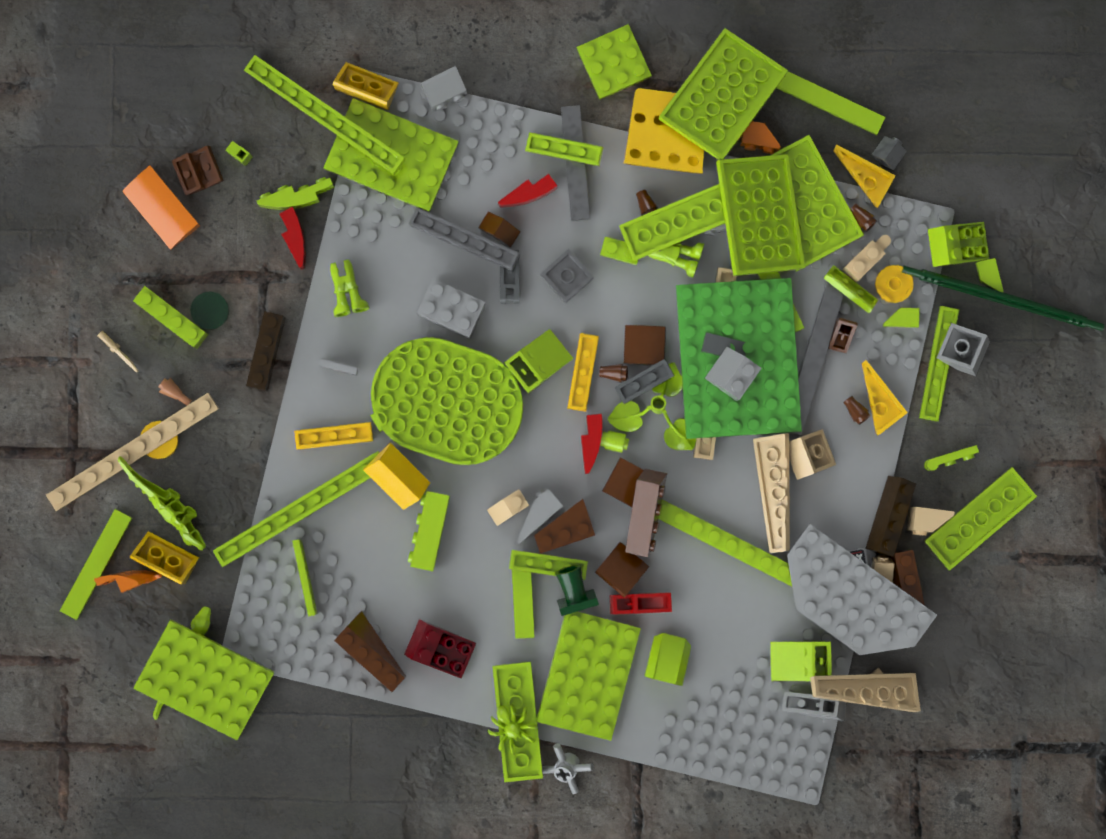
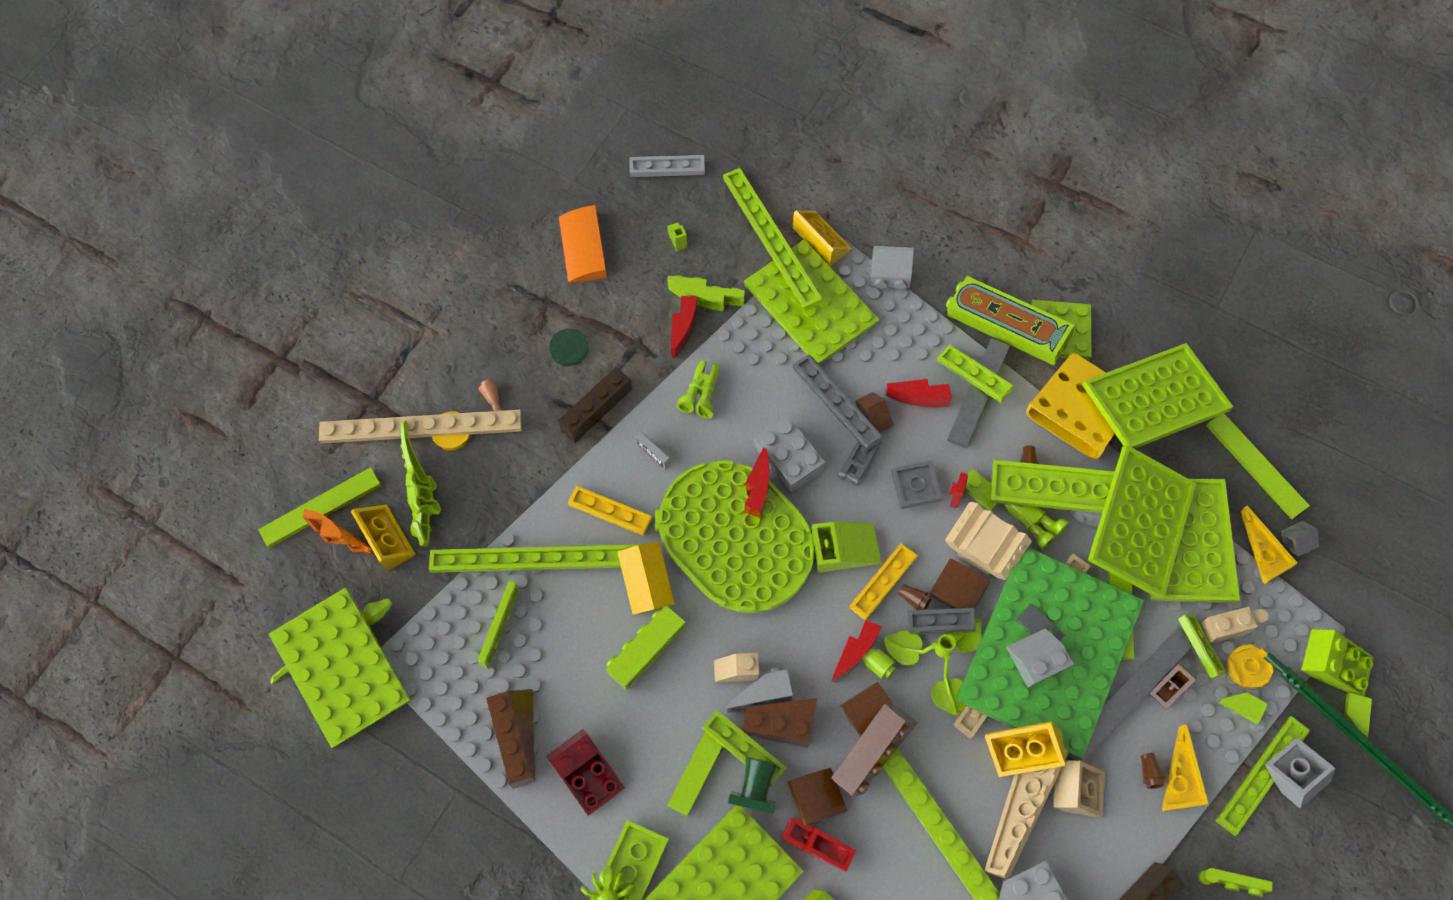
camera: 35 degrees right, 20 degrees down
(115, 348) = (467, 335): tan piece -> none
(170, 317) = (531, 333): lime brick -> none
(187, 87) = (667, 166): none -> light grey plate
(197, 170) = (633, 232): reddish brown slope -> none
(443, 352) = (758, 485): none -> red slope
(567, 81) = (1010, 320): none -> brick
(603, 265) = (958, 489): none -> red plate
(647, 297) = (987, 541): none -> tan slope
(758, 449) = (1027, 748): none -> yellow slope
(759, 137) = (1172, 456): orange slope -> none
(864, 218) = (1247, 586): reddish brown cone -> none

